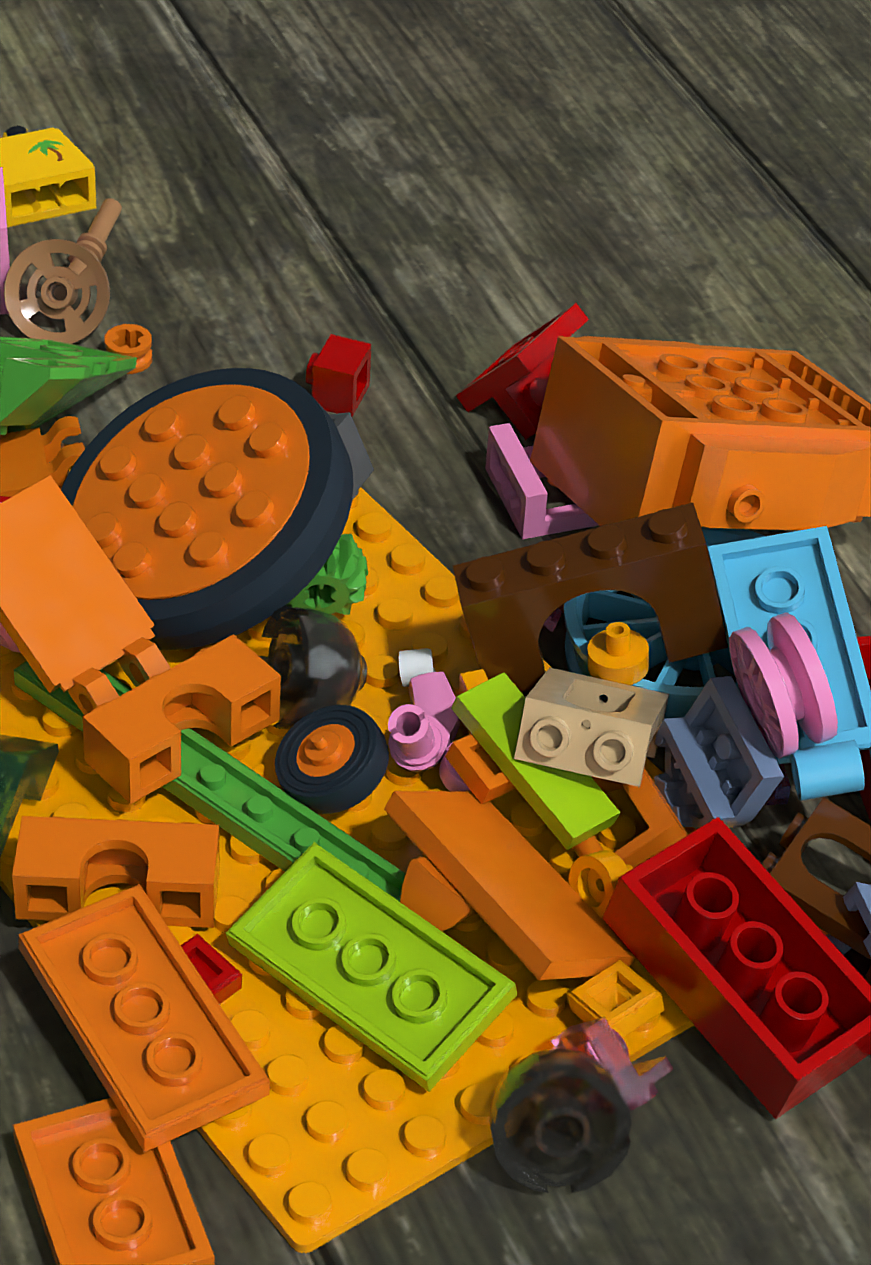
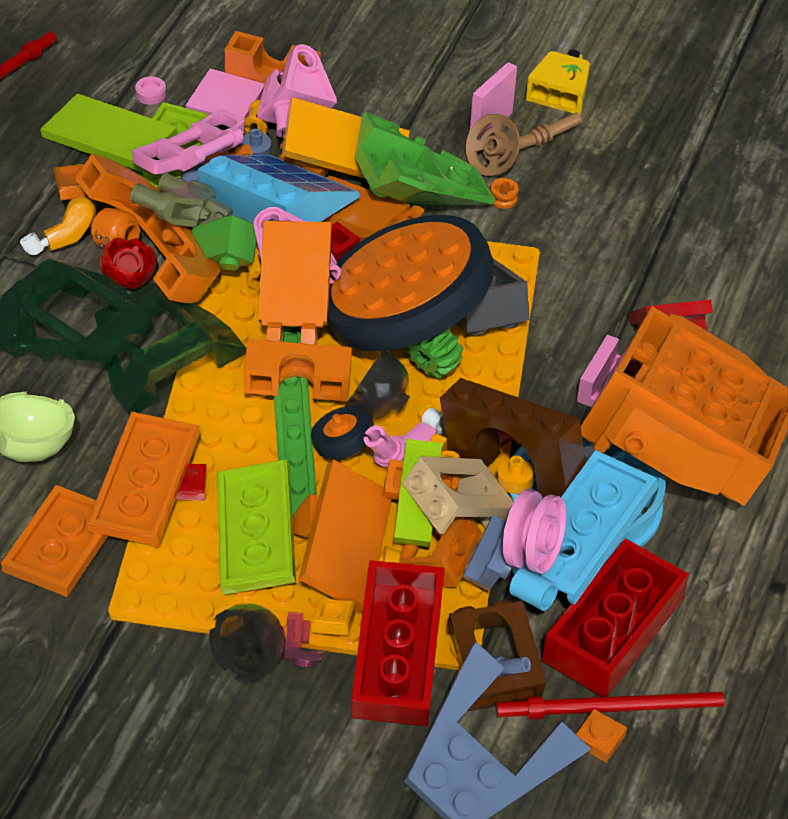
camera: 45 degrees right, 5 degrees up
(69, 858) = (188, 397): orange arch -> none
(340, 374) = (580, 267): red plate -> none

